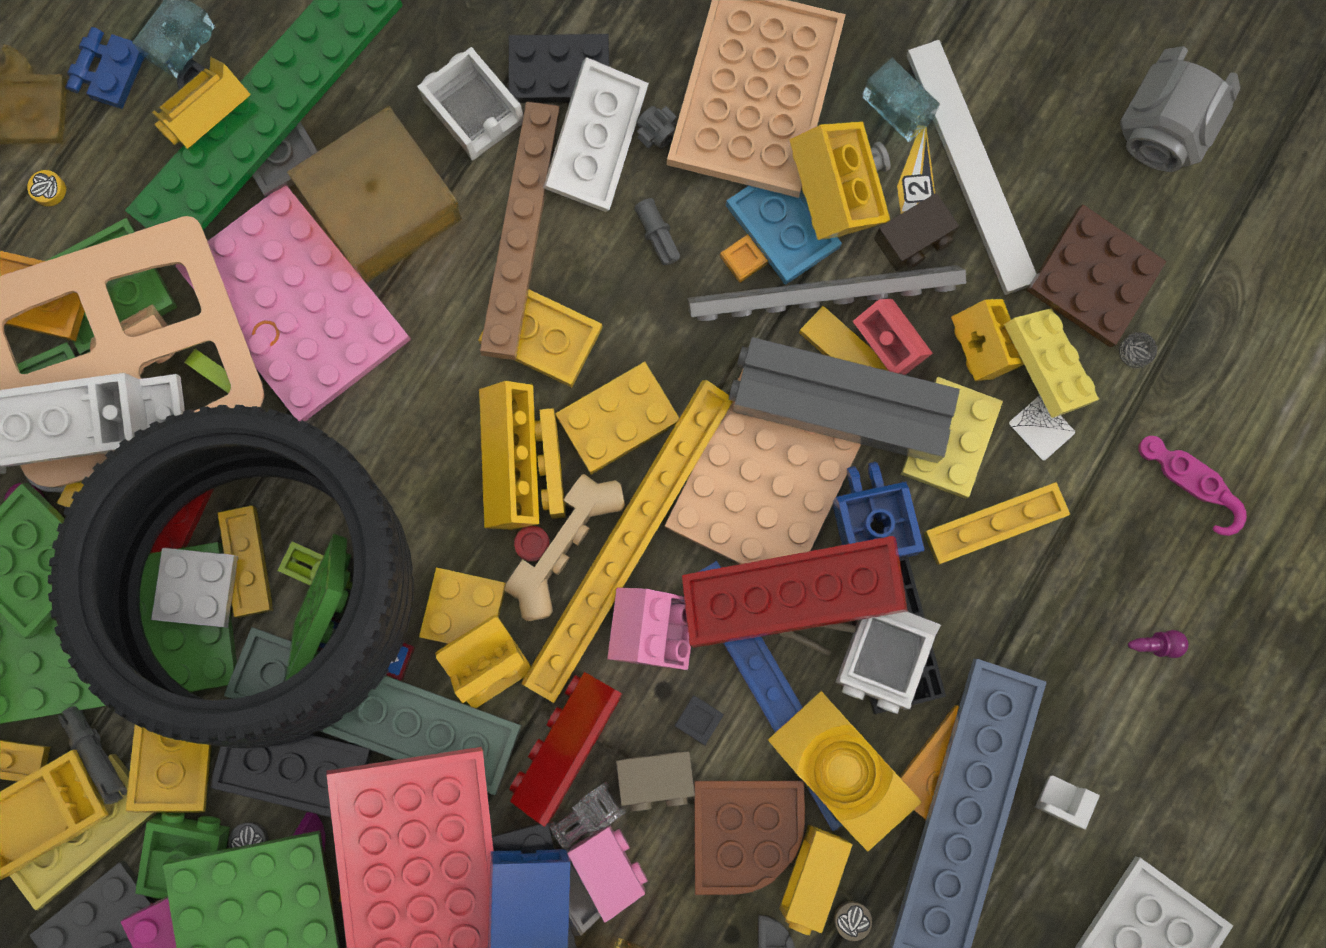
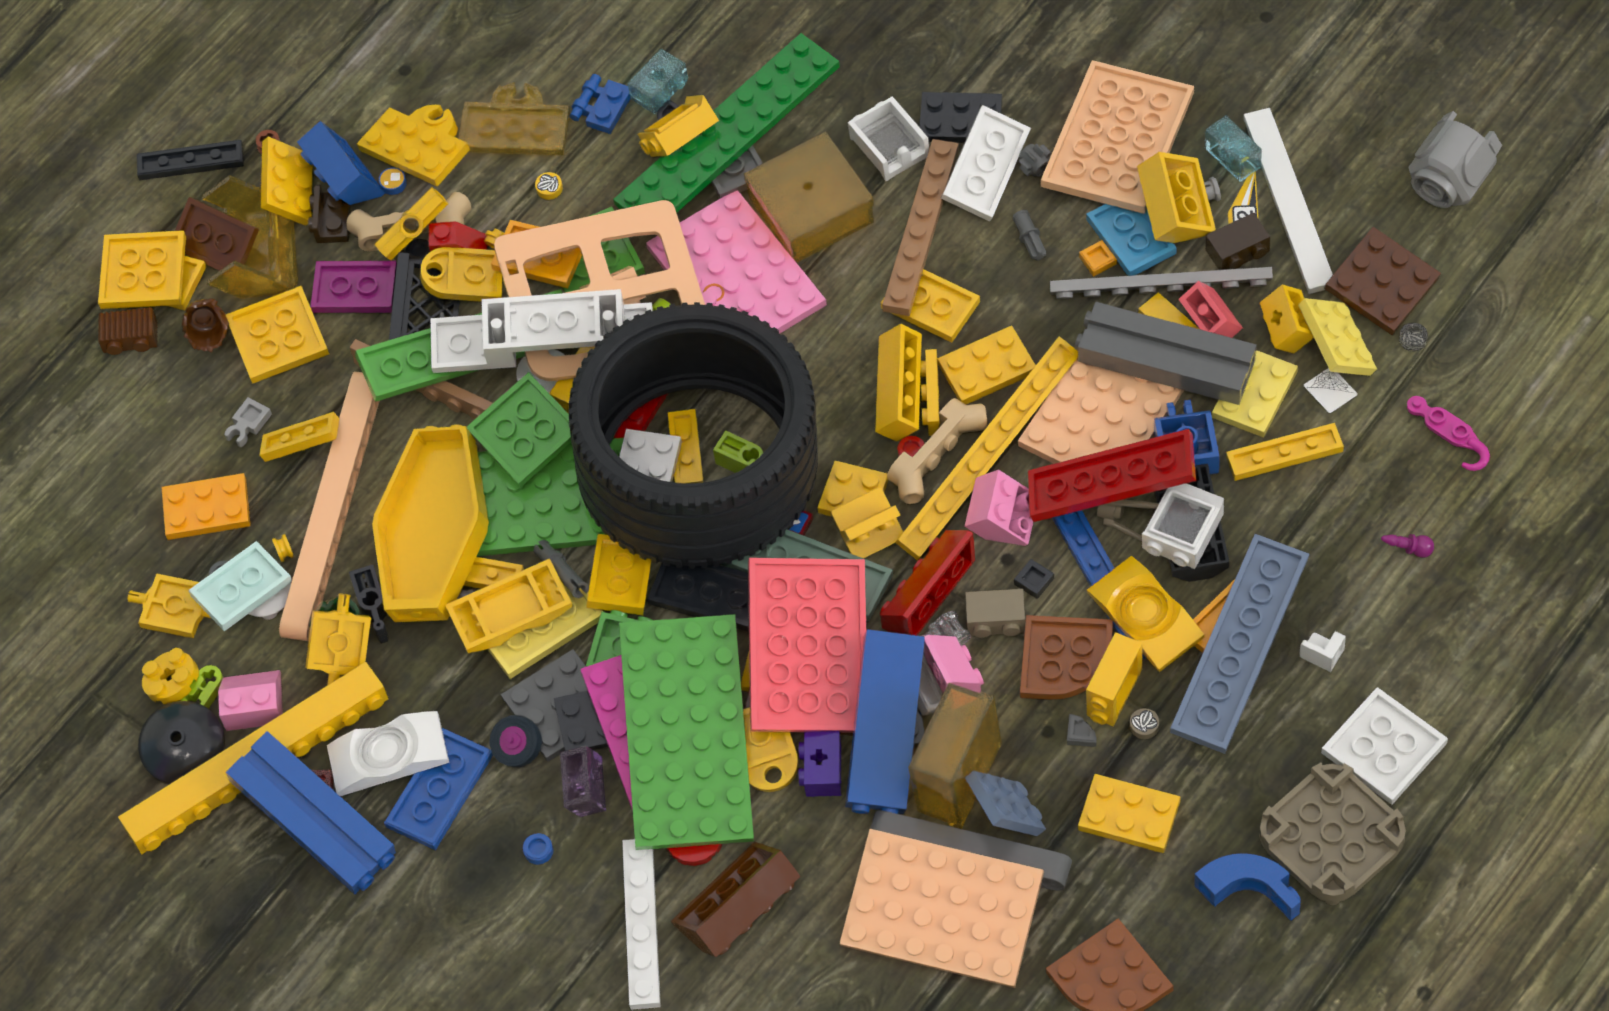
camera: 15 degrees right, 20 degrees down
(322, 599) = (760, 439): bright green plate -> none

